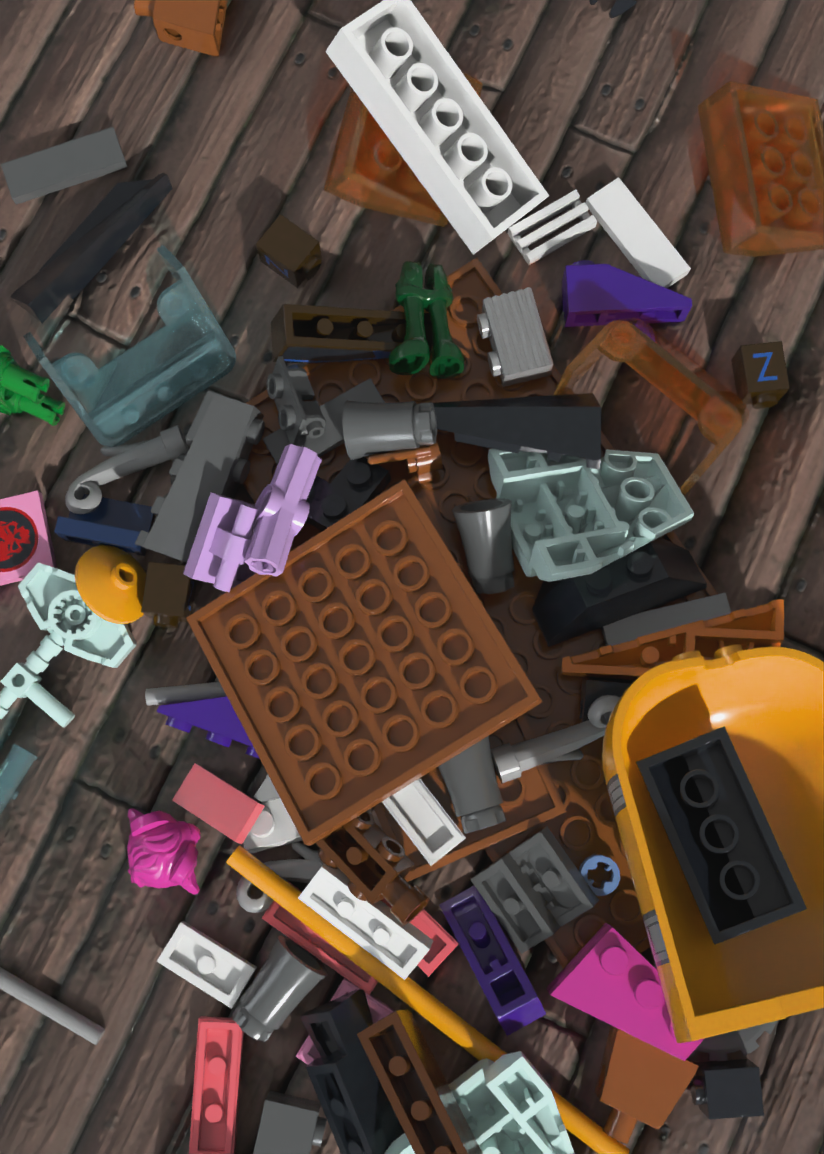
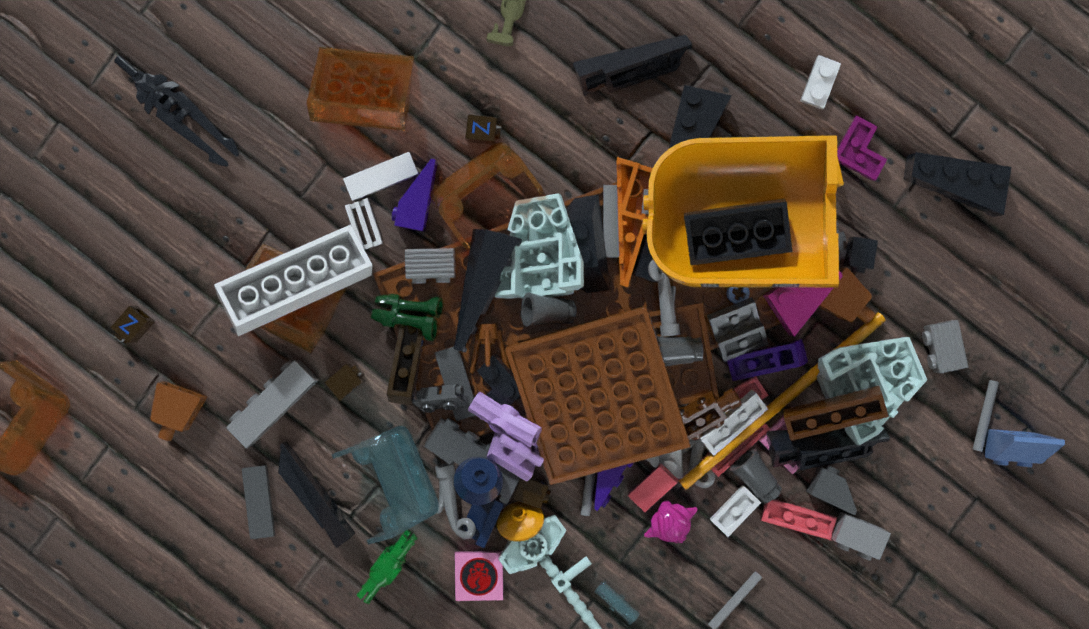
camera: 75 degrees left, 10 degrees up
(166, 484) = (478, 480): none -> dark blue cone
(229, 148) = (272, 403): none -> light grey brick
(387, 427) = (470, 351): dark grey plant -> none
(424, 821) = (691, 379): white tile -> none

